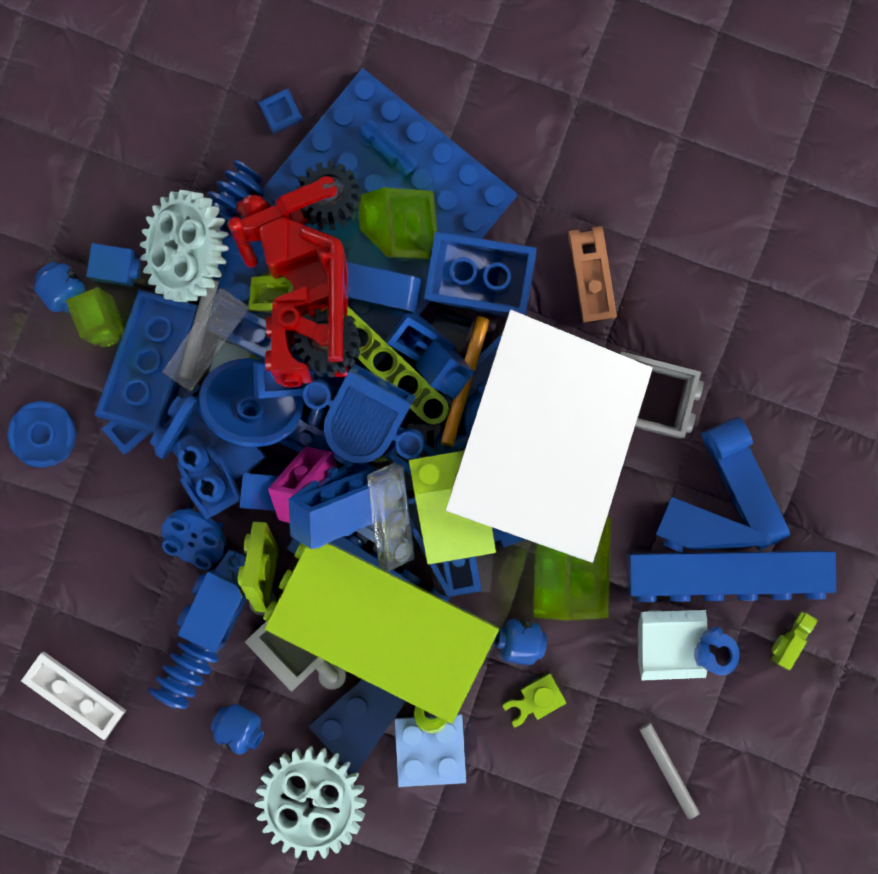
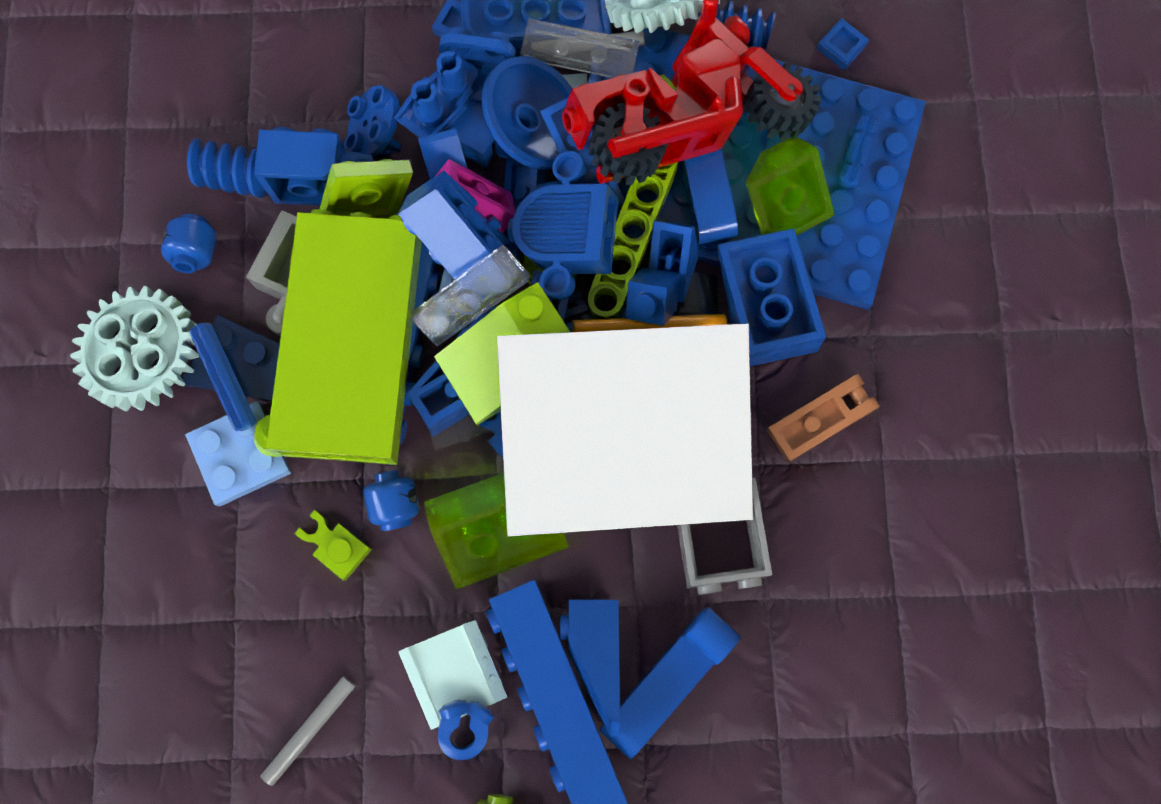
camera: 75 degrees right, 10 degrees down
(73, 695) = (168, 76): white plate -> none
(367, 739) = (222, 377): none -> blue axle

